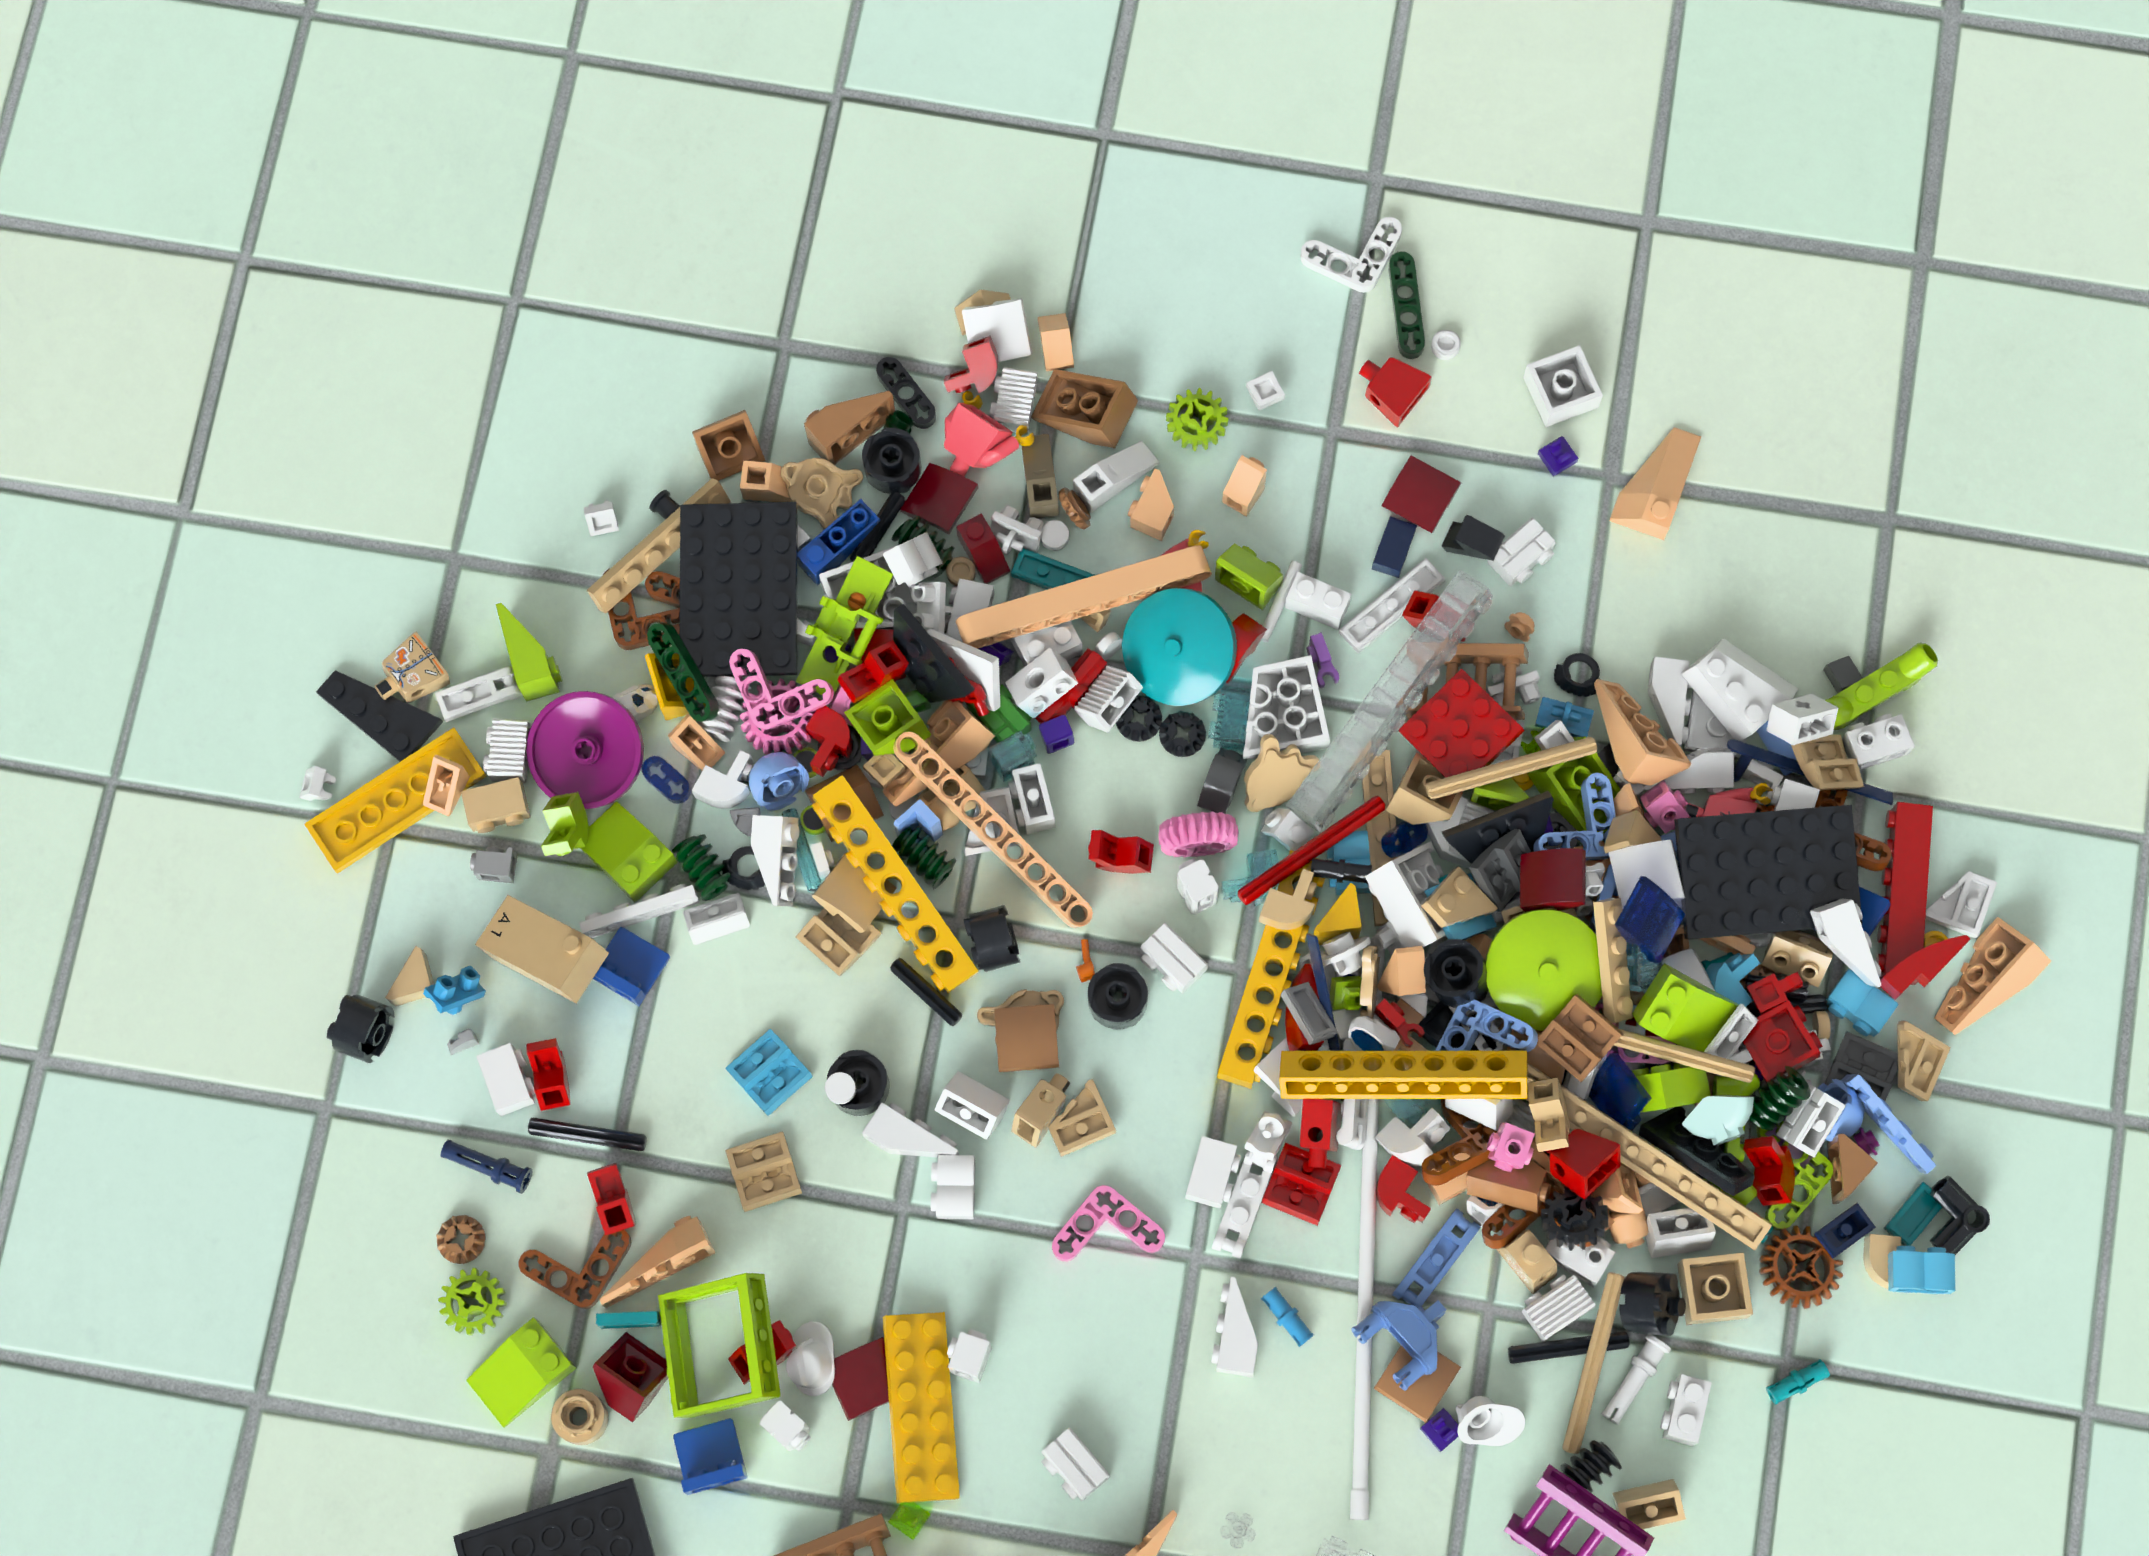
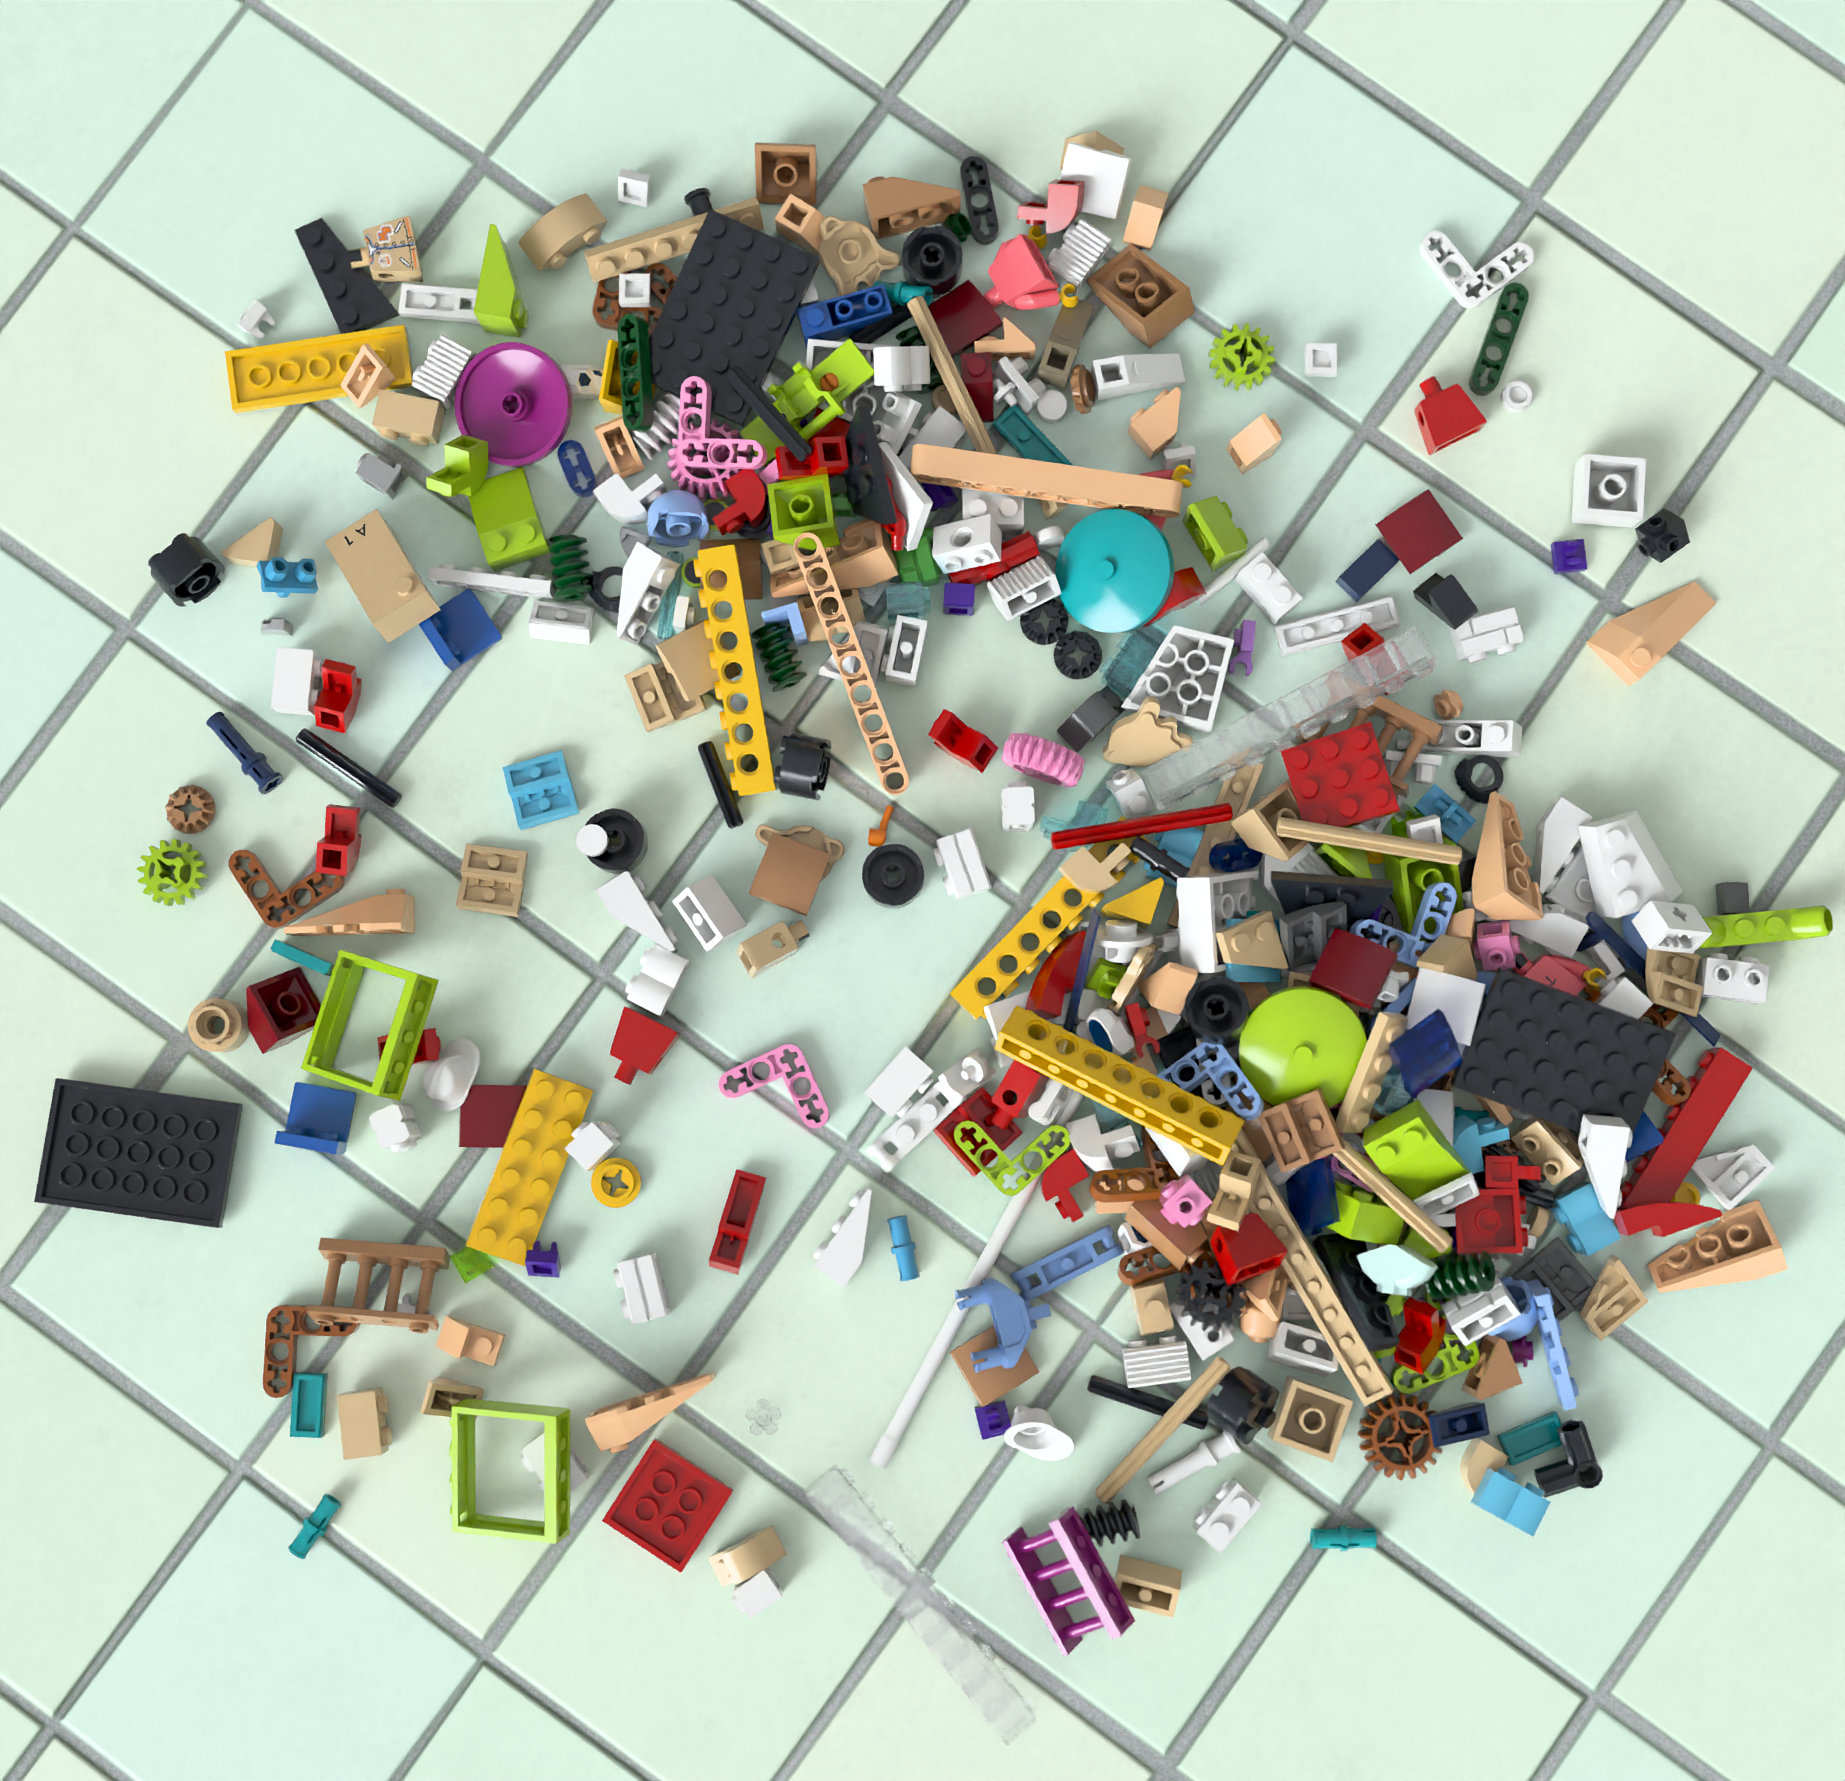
camera: 25 degrees right, 10 degrees up
(520, 1372) = (187, 957): lime slope -> none
(557, 584) = (563, 232): none -> tan brick
(645, 604) = (635, 290): none -> white tile
(818, 651) = (769, 413): none -> black axle
(882, 498) = (903, 292): none -> teal pin
(957, 548) = (950, 376): none -> tan axle
(967, 1250) = (640, 1044): none -> red torso
(974, 1485) = (543, 1262): none -> dark purple tile
(993, 1374) = (602, 1188): none -> yellow gear
(995, 499) = (1013, 344): none -> light nougat slope
(1082, 1121) = (804, 976): tan wing -> none
(1129, 1366) = (737, 1222): none -> red slope
(1186, 525) = (1180, 456): none -> white tile
(1308, 1013) = (1059, 981): light grey tile -> none
(1339, 1197) = (1004, 1164): none -> lime beam
(1561, 641) = (1479, 737): none -> white slope
(1626, 402) = (1662, 535): none -> black brick

